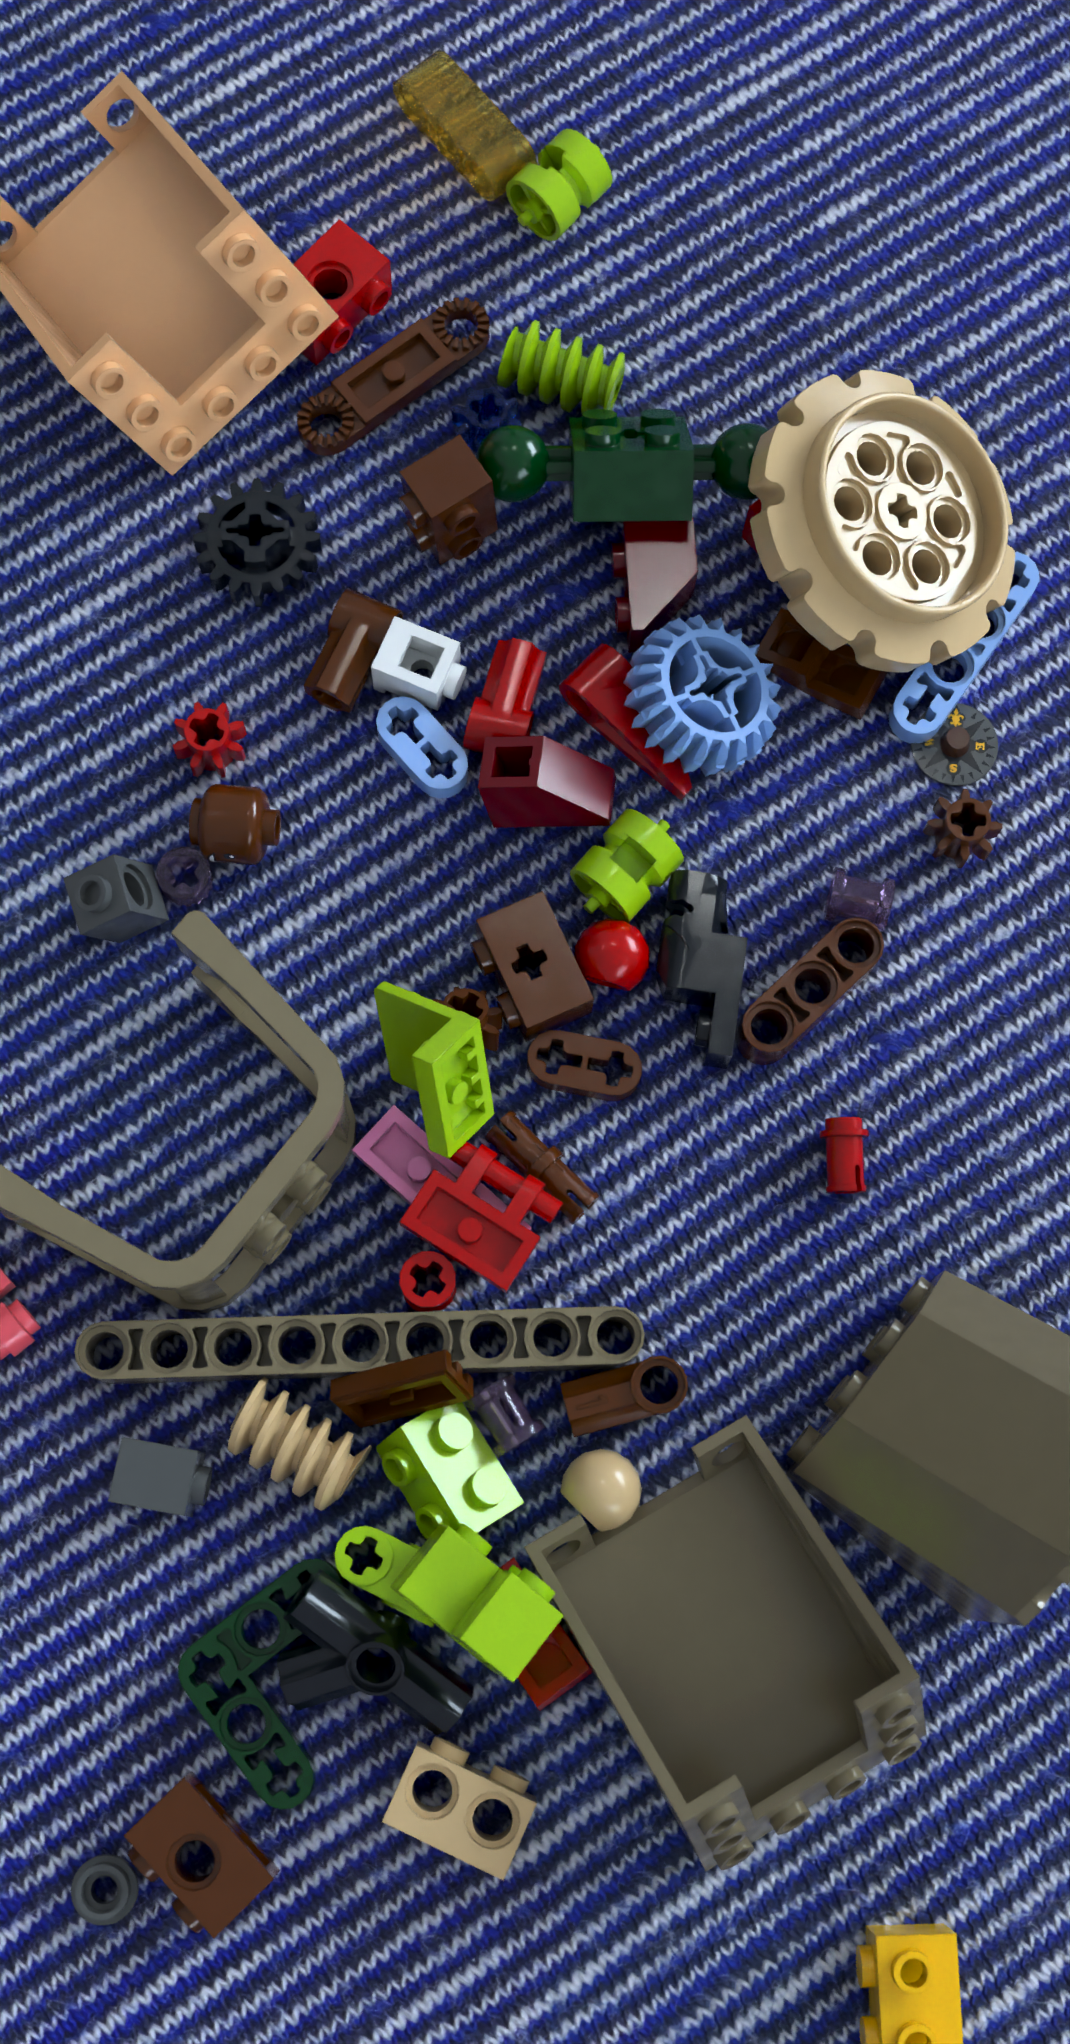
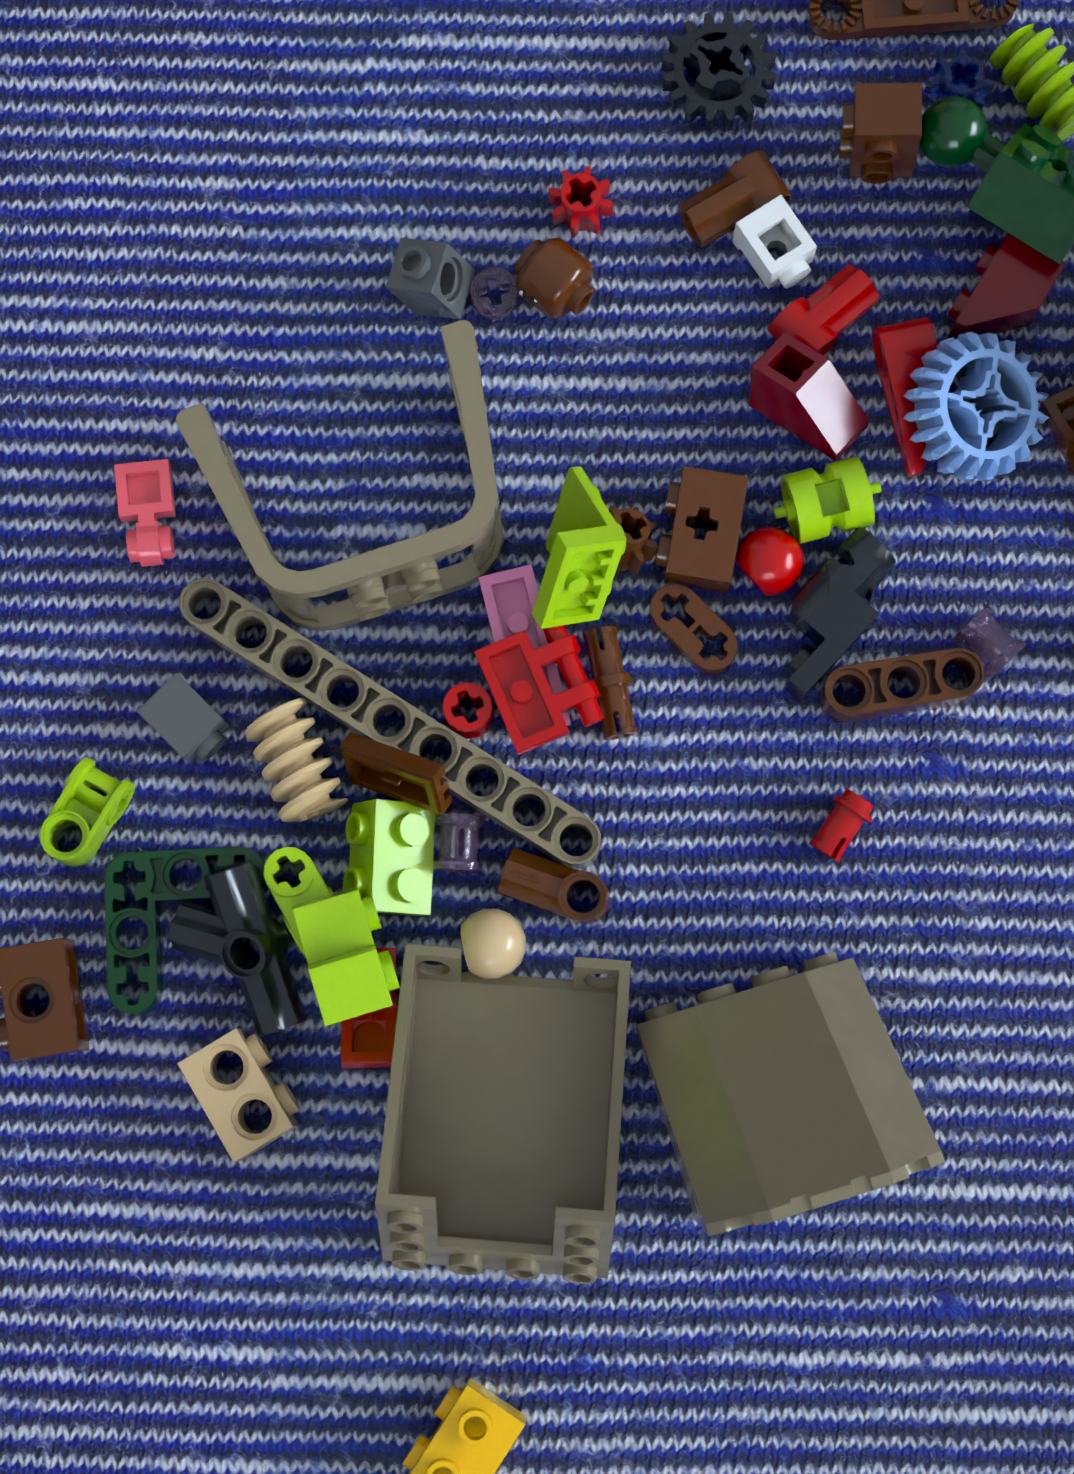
camera: 45 degrees right, 5 degrees up
(119, 1633) = (86, 809): none -> lime piece
(432, 739) = (749, 308): light blue beam -> none

